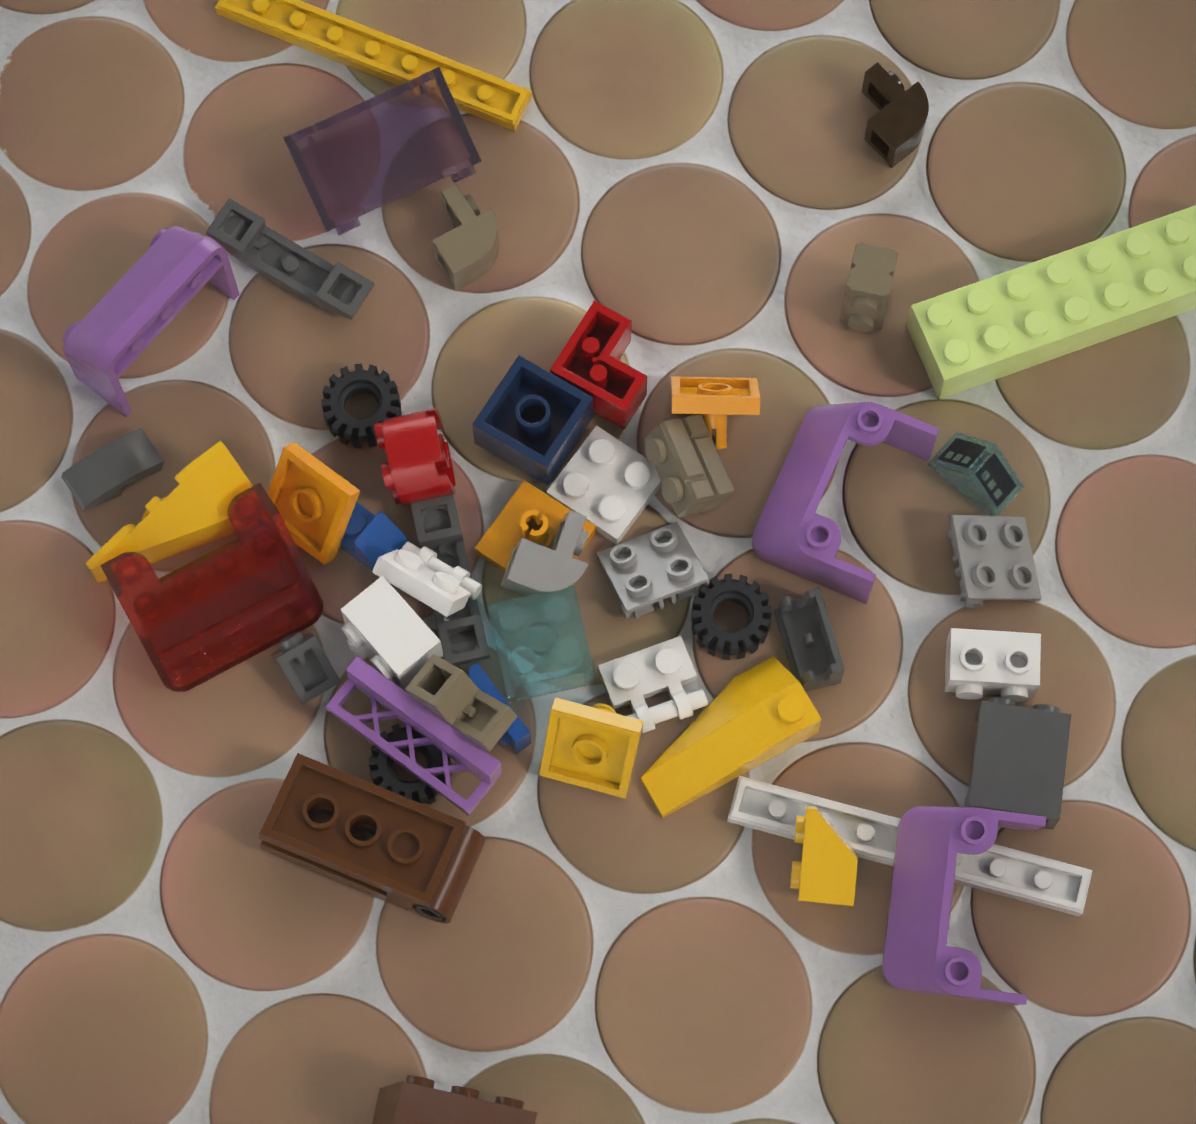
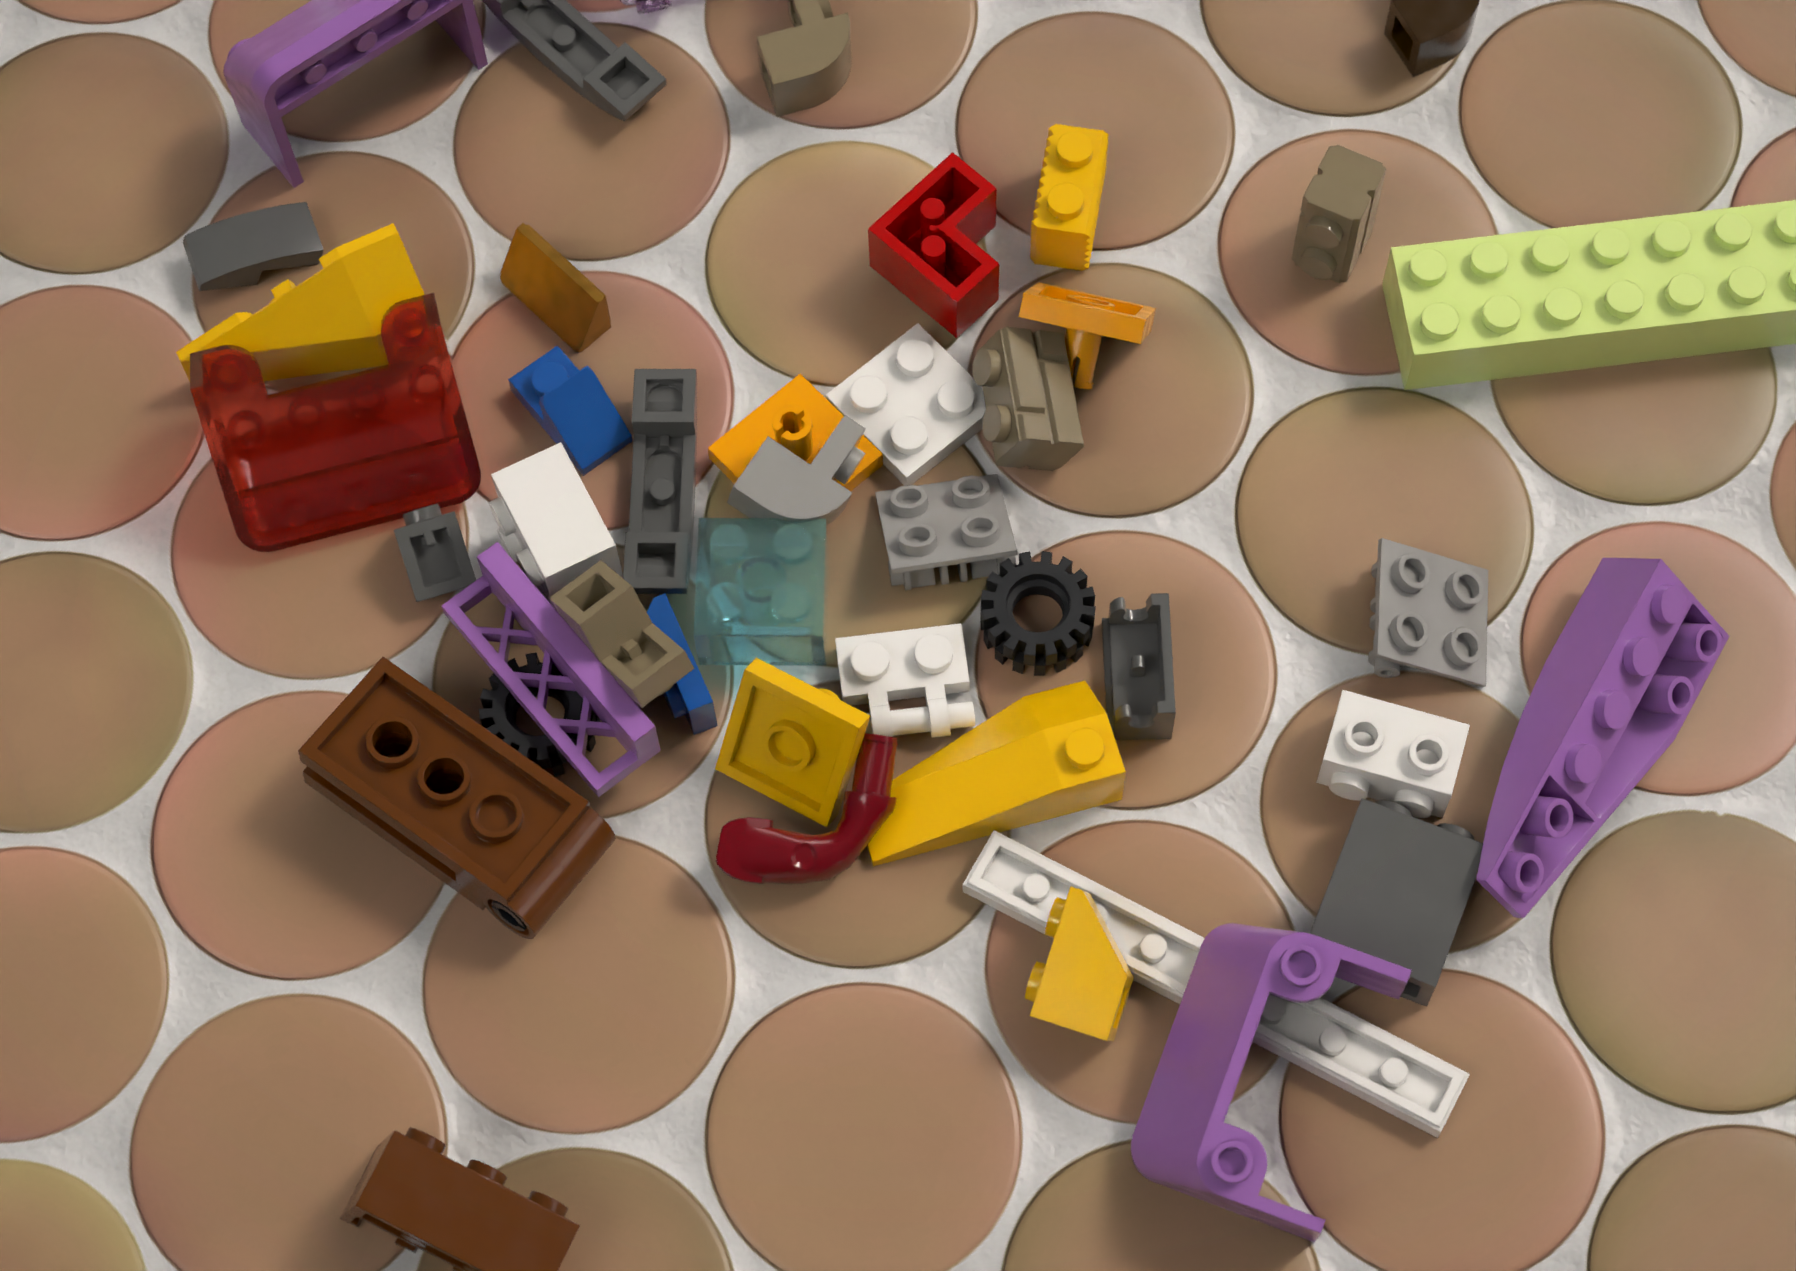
camera: 15 degrees right, 5 degrees down
(312, 502) = (499, 337): light orange tile -> none
(339, 453) = (554, 289): none -> pearl gold slope
(359, 382) = (602, 204): black tyre -> none
(416, 456) = (657, 308): red brick -> none
(428, 578) = (628, 467): white plate -> none
(533, 420) = (831, 295): dark blue brick -> none
(586, 828) = (764, 854): none -> dark red piece
(679, 311) = (1068, 197): none -> yellow brick
(789, 529) = (1158, 523): medium lavender windscreen -> none
(978, 472) = (1436, 495): clear light blue slope -> none
(1121, 610) = (1595, 722): none -> medium lavender wedge

